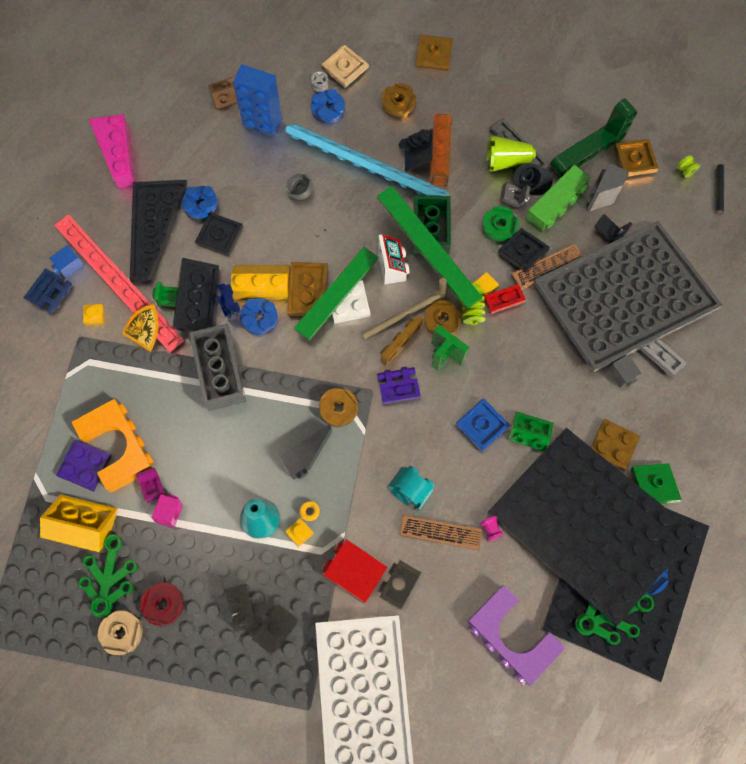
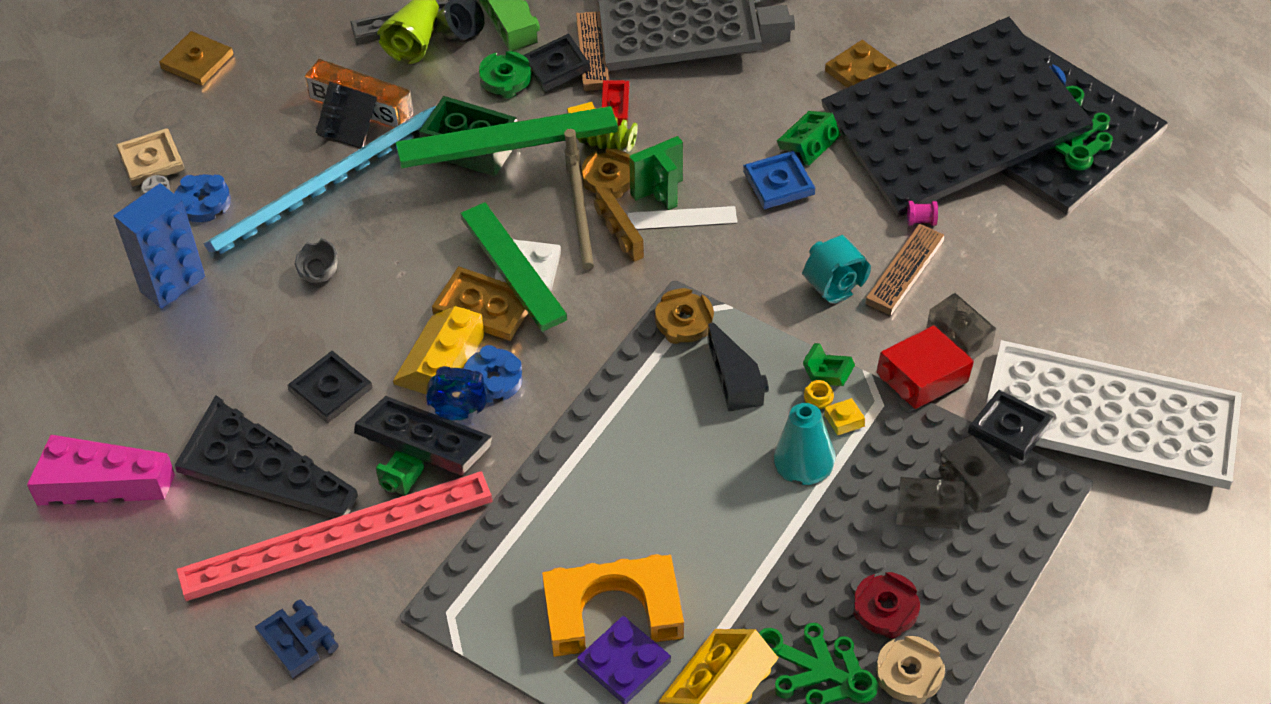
camera: 65 degrees left, 20 degrees down
(66, 262) = (259, 594): blue brick -> none
(93, 314) = (371, 586): yellow plate -> none
(143, 327) = (435, 517): clear yellow shield -> none
(150, 484) = (699, 572): magenta bracket -> none
(167, 510) = (748, 559): dark pink brick -> none
(197, 194) = (253, 381): blue plate -> none
(217, 367) = (557, 428): dark grey brick -> none
(223, 92) = (93, 302): medium nougat bracket -> none
(319, 642) = (1010, 425): none -> black tile
(330, 509) = (827, 368): none -> green bracket
(392, 260) = (503, 195): slope -> none
(396, 108) = (248, 128): pearl gold plate -> none
(400, 390) = (689, 251): dark purple plate -> none
(428, 377) = (683, 217): none -> white sticker
(514, 196) = (476, 44): flat silver bracket -> none
(526, 665) = (1045, 256): medium lavender arch -> none
(657, 482) = (924, 39): green plate -> none

